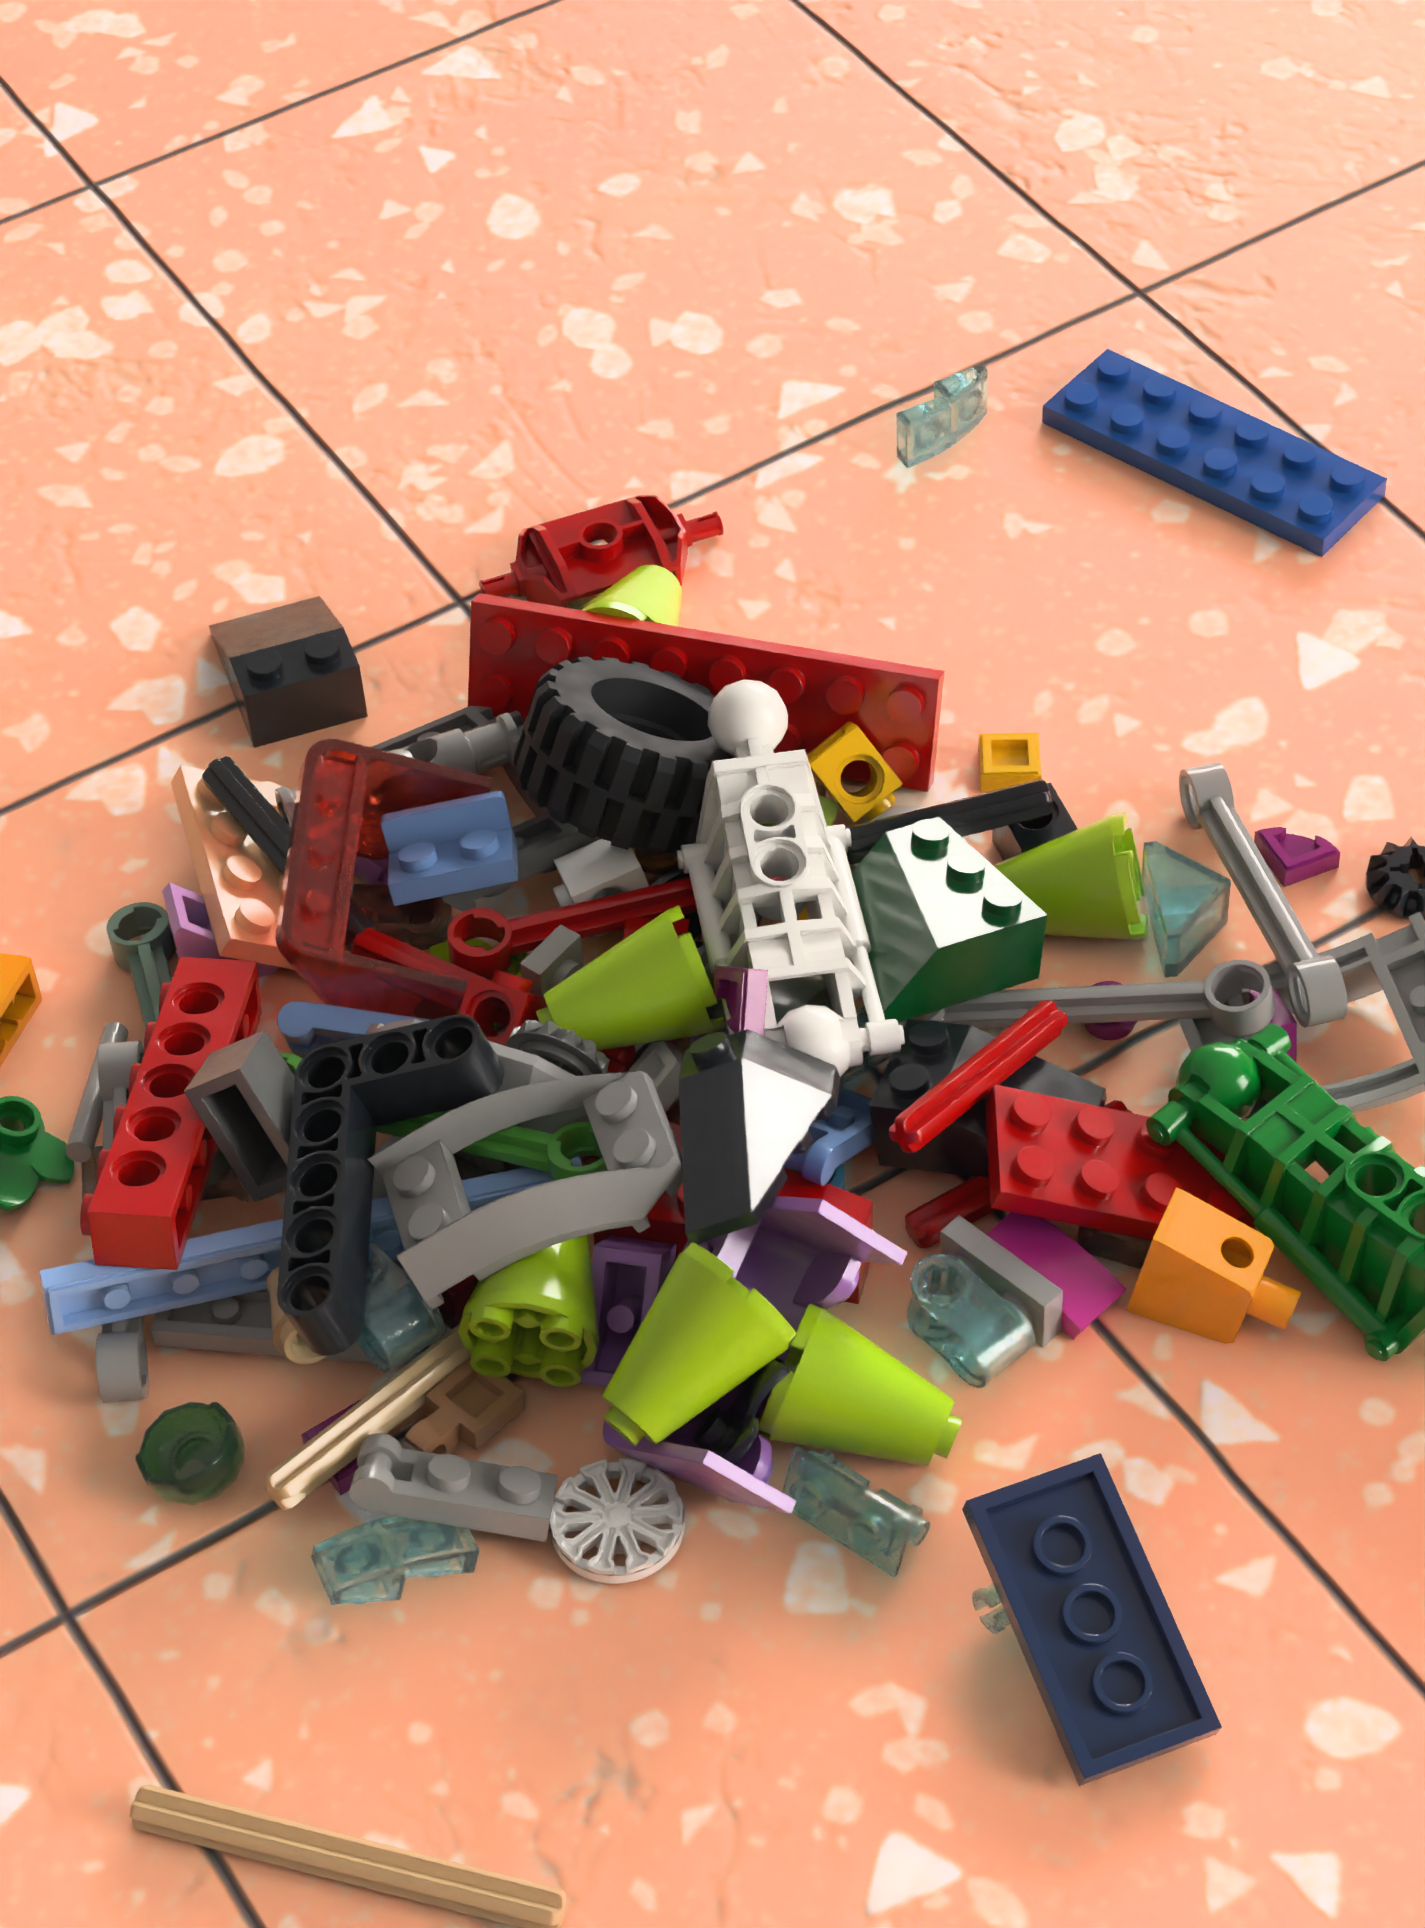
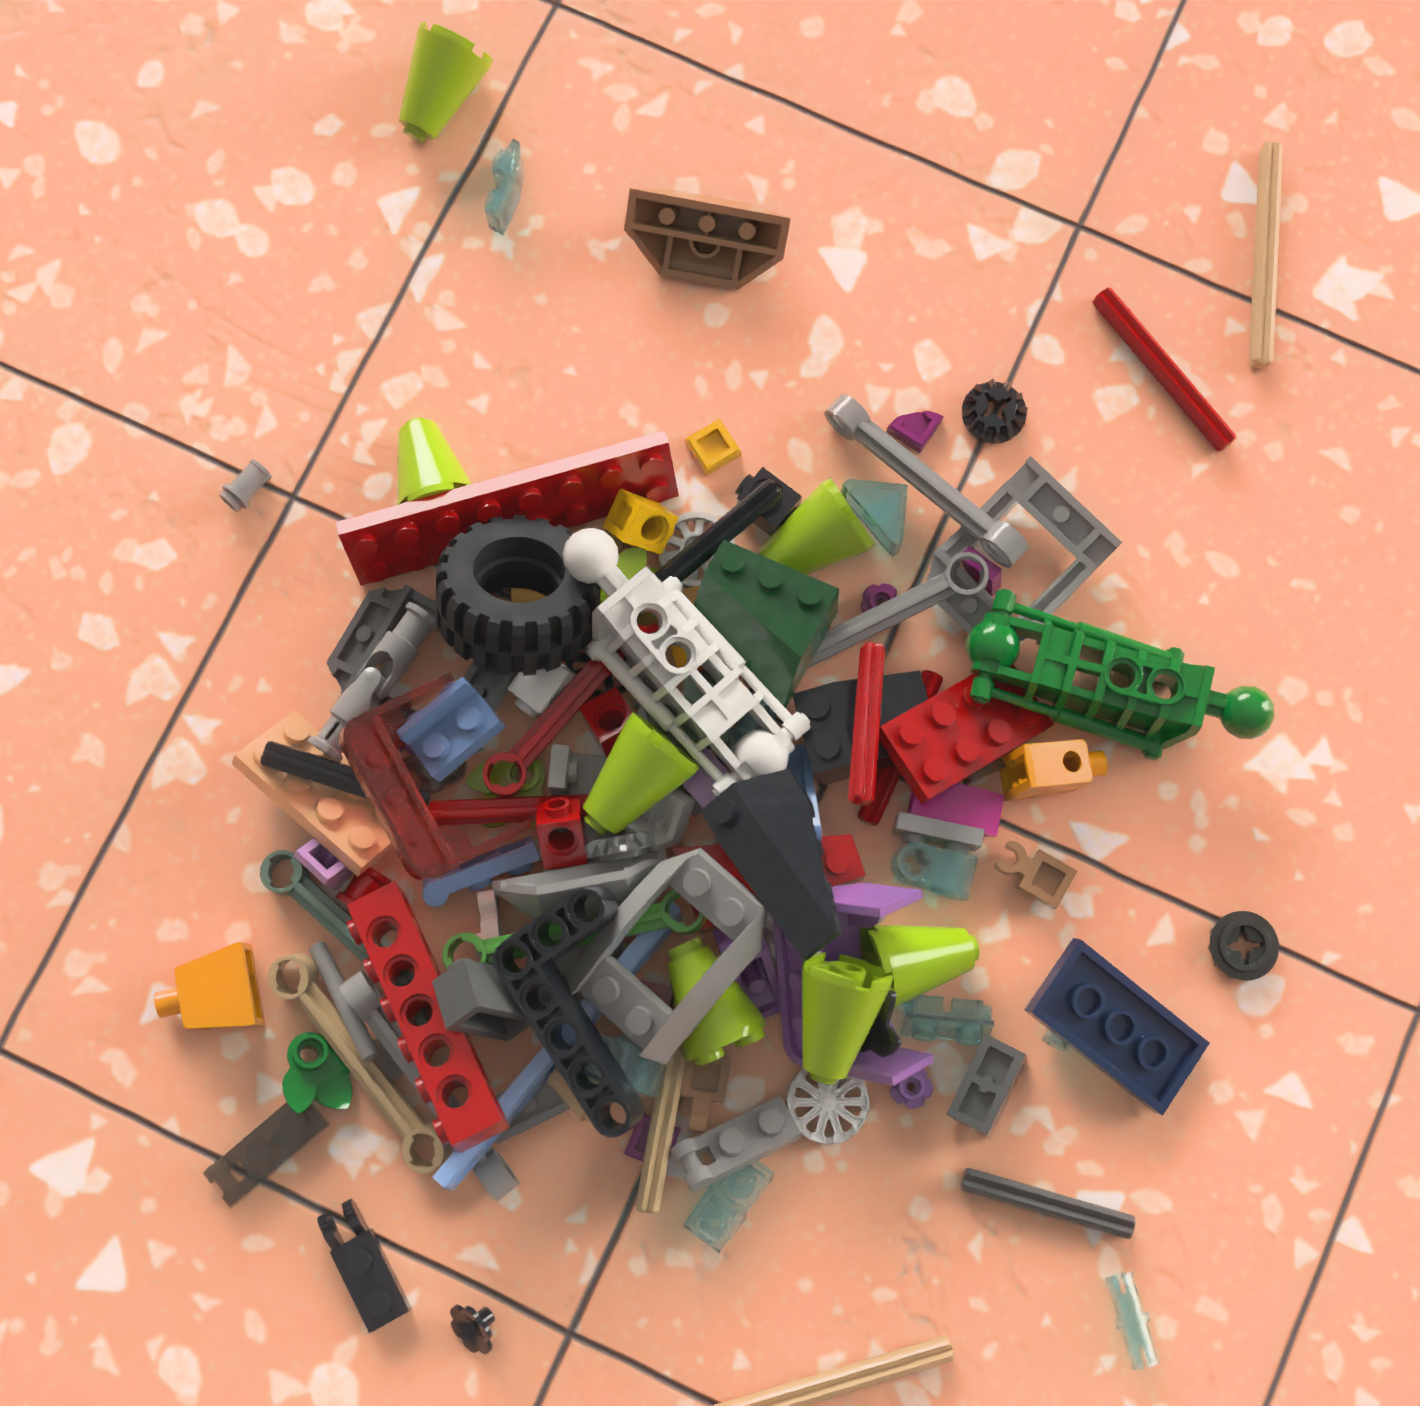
camera: 35 degrees left, 30 degrees up
(61, 1176) = (368, 1074): none -> tan piece
(191, 1453) = (576, 1208): clear green hair -> none
(290, 670) = (223, 613): black slope -> none
(413, 560) = (245, 486): none -> light grey pin
(561, 565) = (352, 445): red plate -> none
(745, 996) = (712, 754): magenta tile -> none
(749, 1577) = (915, 1098): none -> medium lavender plate
(838, 1811) = (1048, 1203): none -> dark grey axle
(853, 1608) = (987, 1085): none -> dark grey hinge
(939, 288) = (439, 80): none -> lime cone
(1109, 1406) = (1042, 876): none -> medium nougat plate
(1148, 543) = (705, 236): none -> medium nougat wedge
(1215, 452) = (684, 125): blue plate -> none
(1342, 1616) = (1254, 929): none -> pearl dark grey gear

